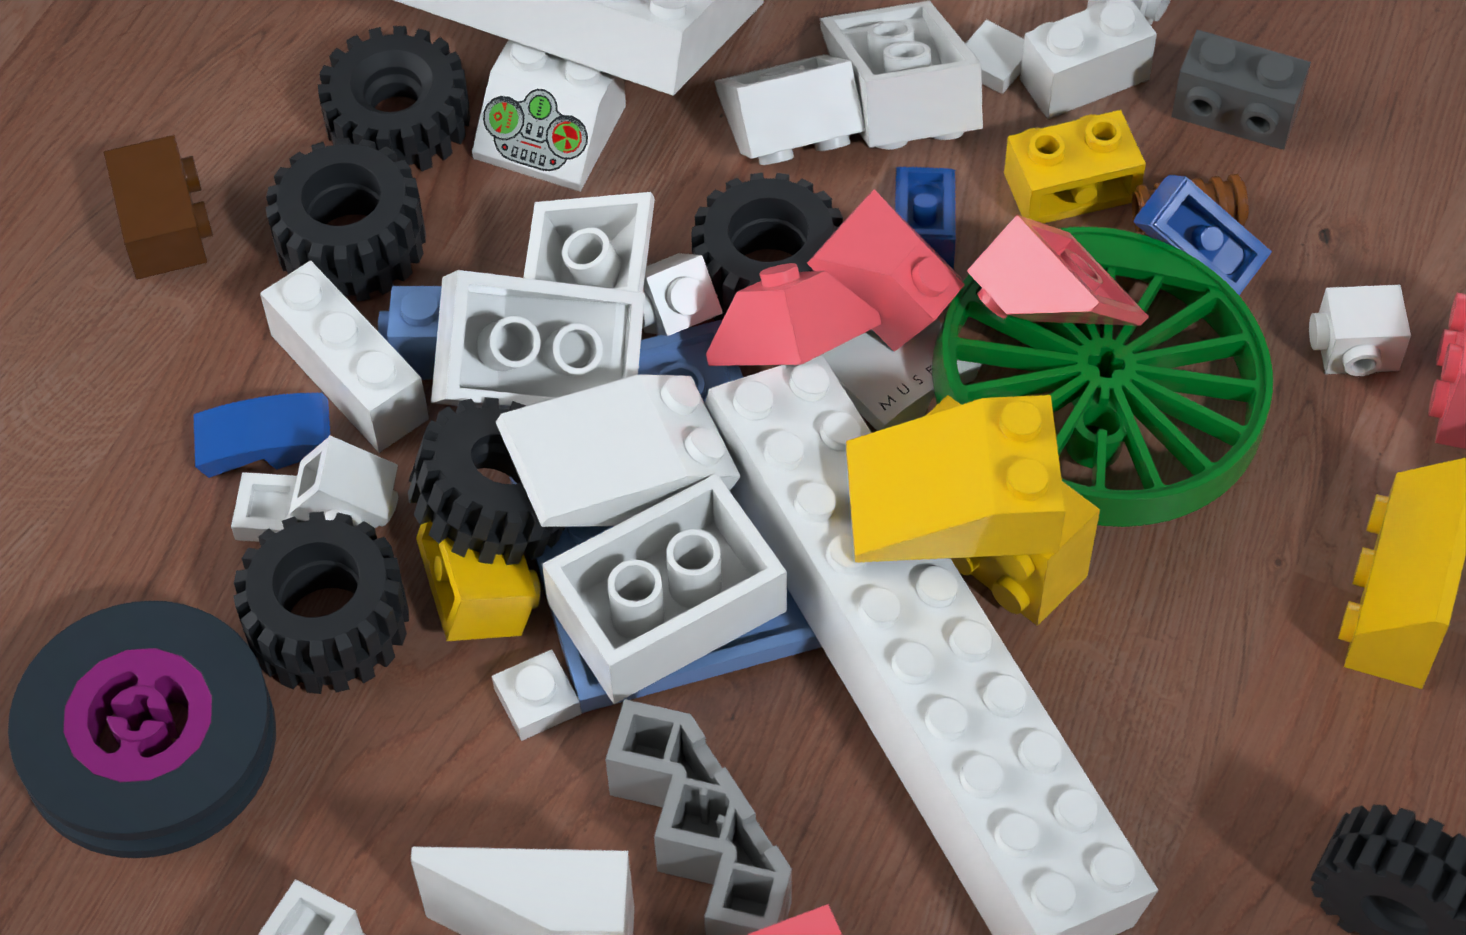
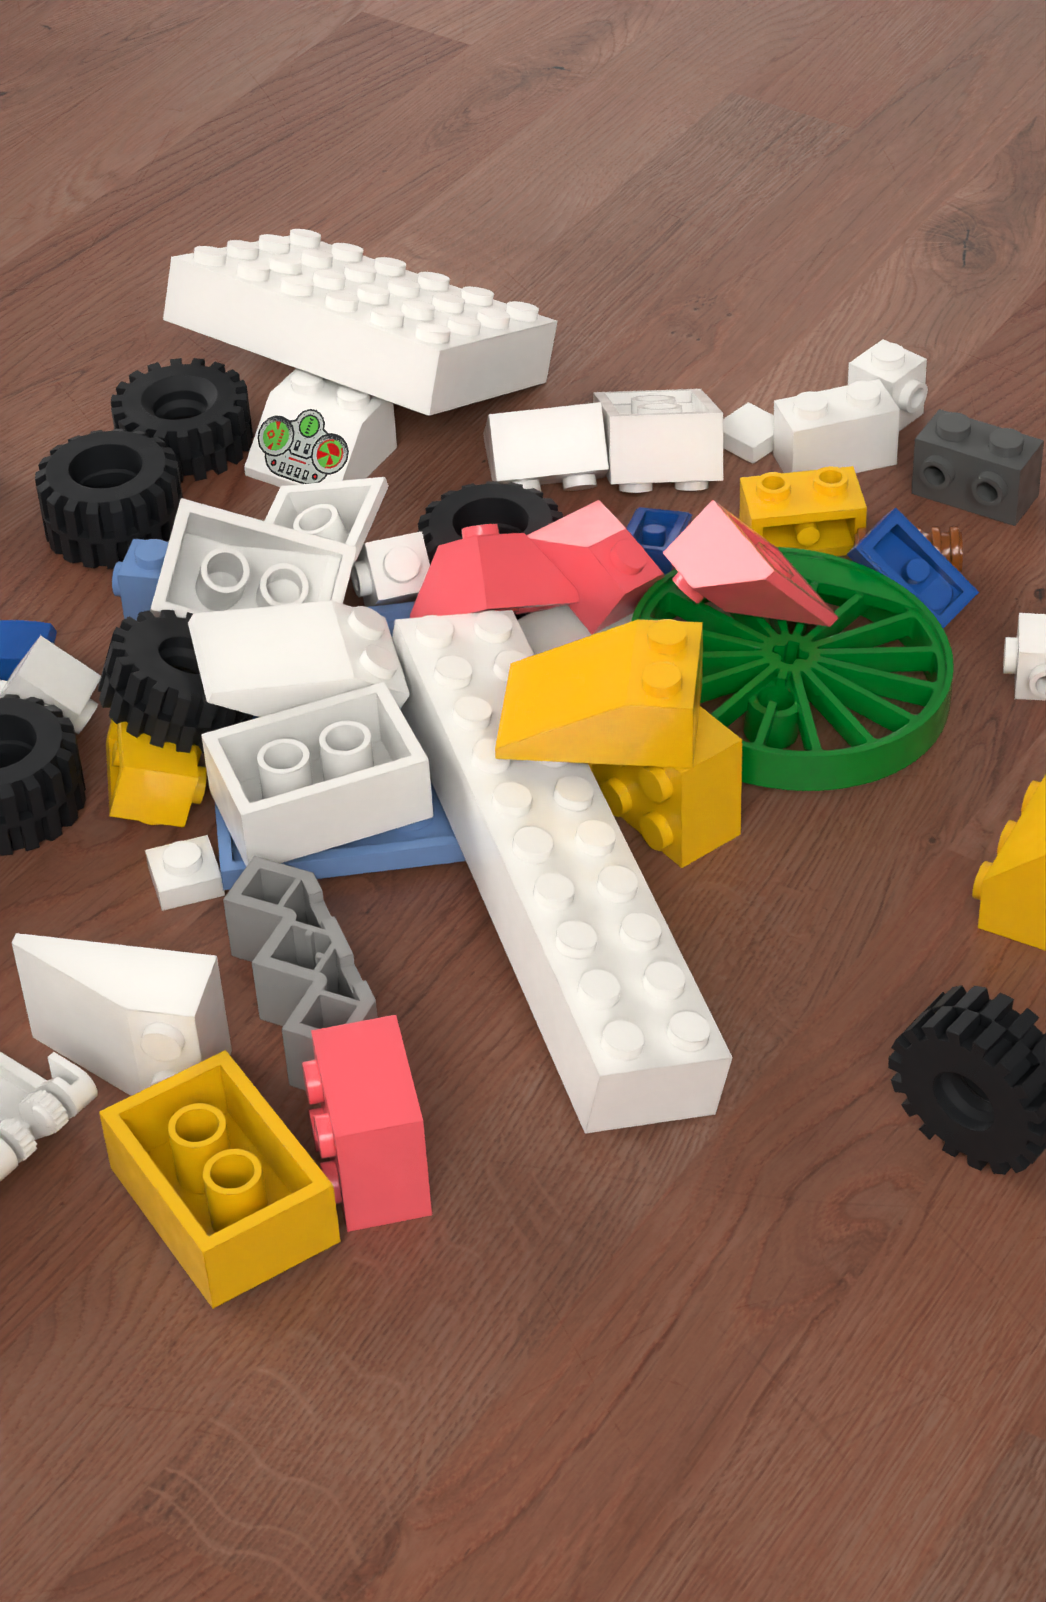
camera: 10 degrees right, 15 degrees down
(345, 356) = (72, 588): white brick -> none

